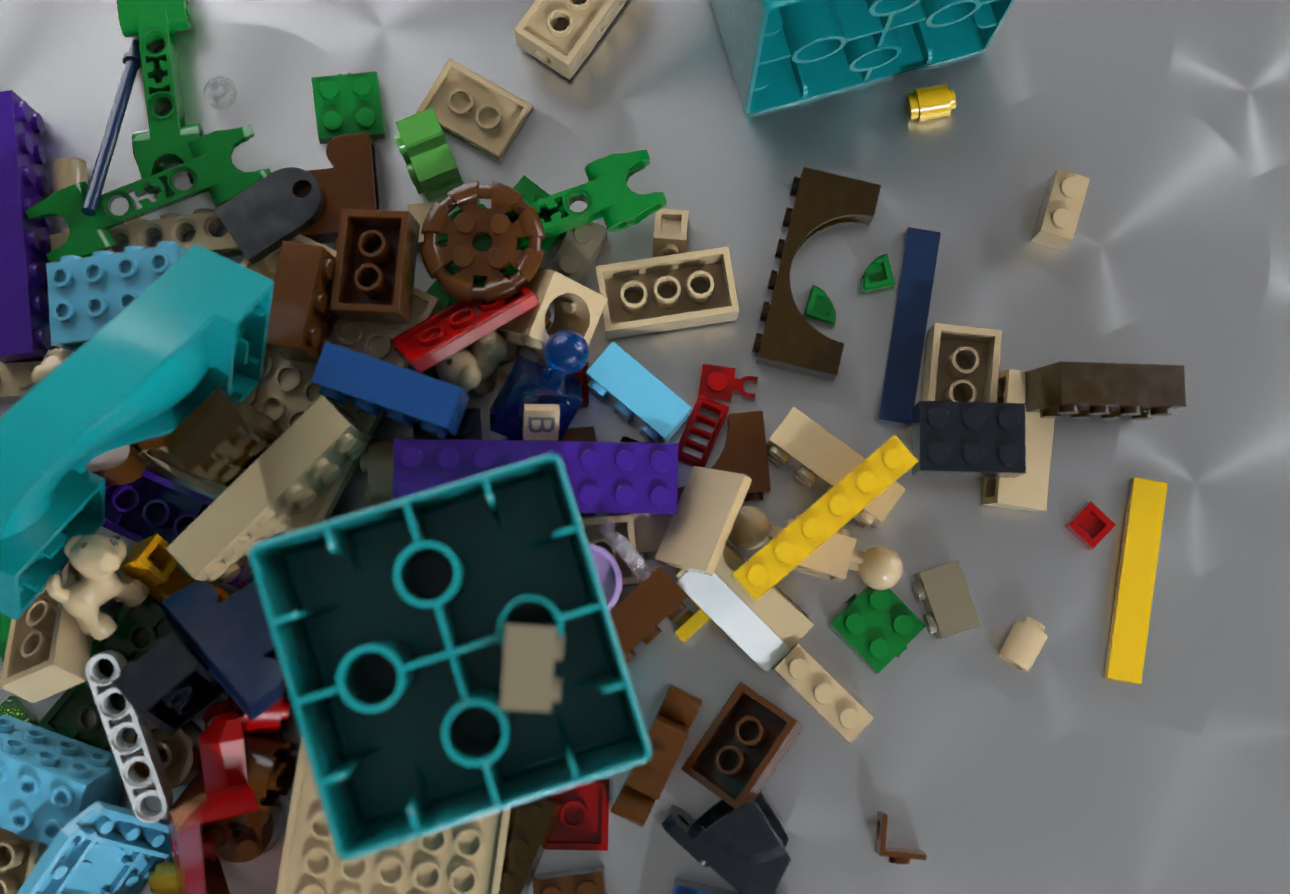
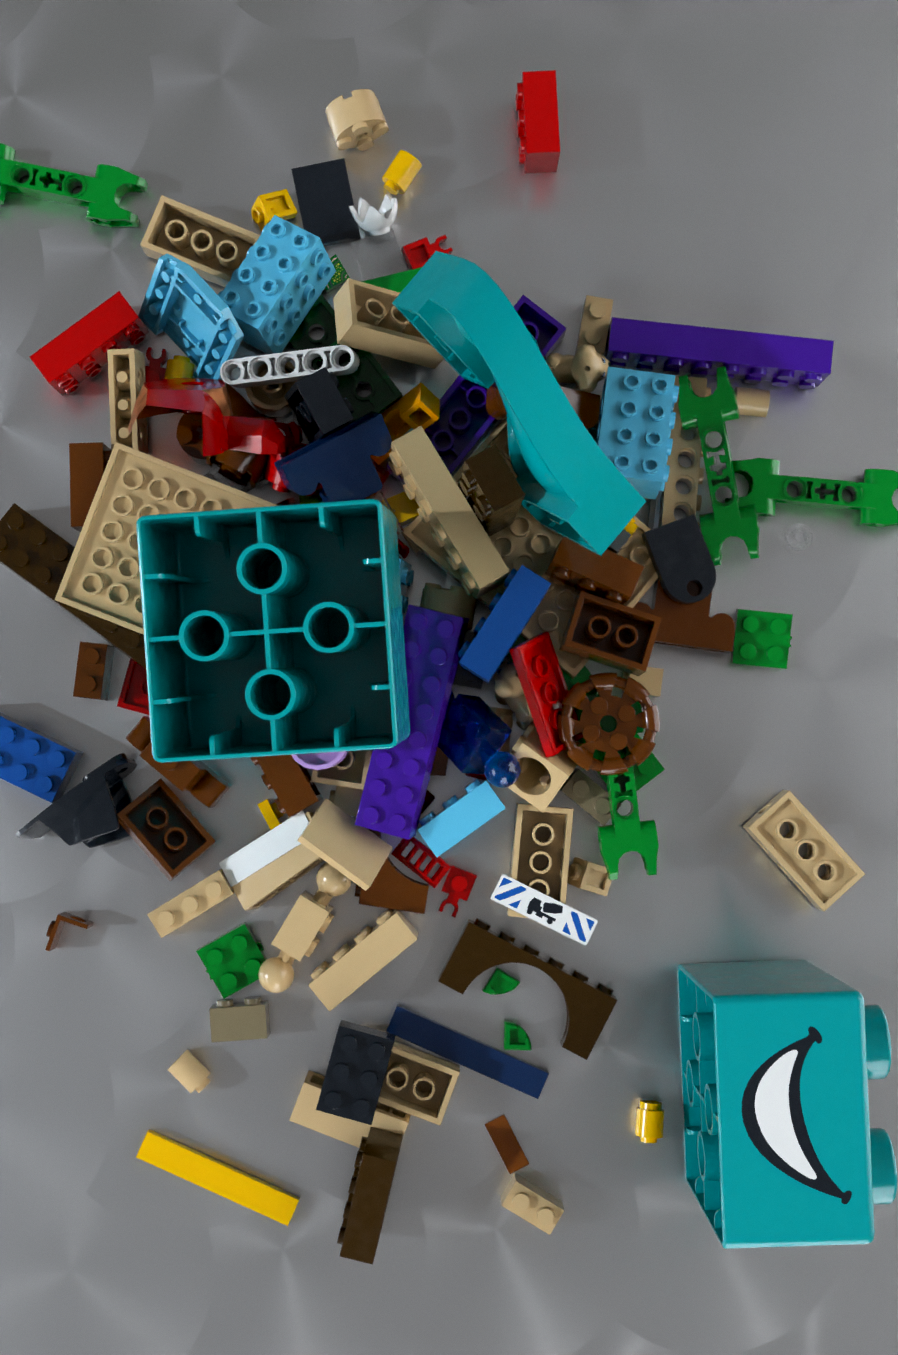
camera: 105 degrees right, 5 degrees up
(97, 560) = (411, 372): tan animal -> none
(132, 64) = (841, 472): dark blue bar -> none
(427, 155) = (704, 696): bright green brick -> none
(476, 110) = (734, 741): tan tile -> none
(530, 667) = (239, 687): dark tan brick -> none
(541, 422) = (452, 735): tan tile -> none
(625, 551) = (334, 777): clear tile -> none
(721, 271) = (544, 909): none -> white sticker
(824, 518) = (320, 939): yellow brick -> none
(1001, 257) = (507, 1144): none -> dark orange sticker
(1090, 525) = (270, 1153): red tile -> none

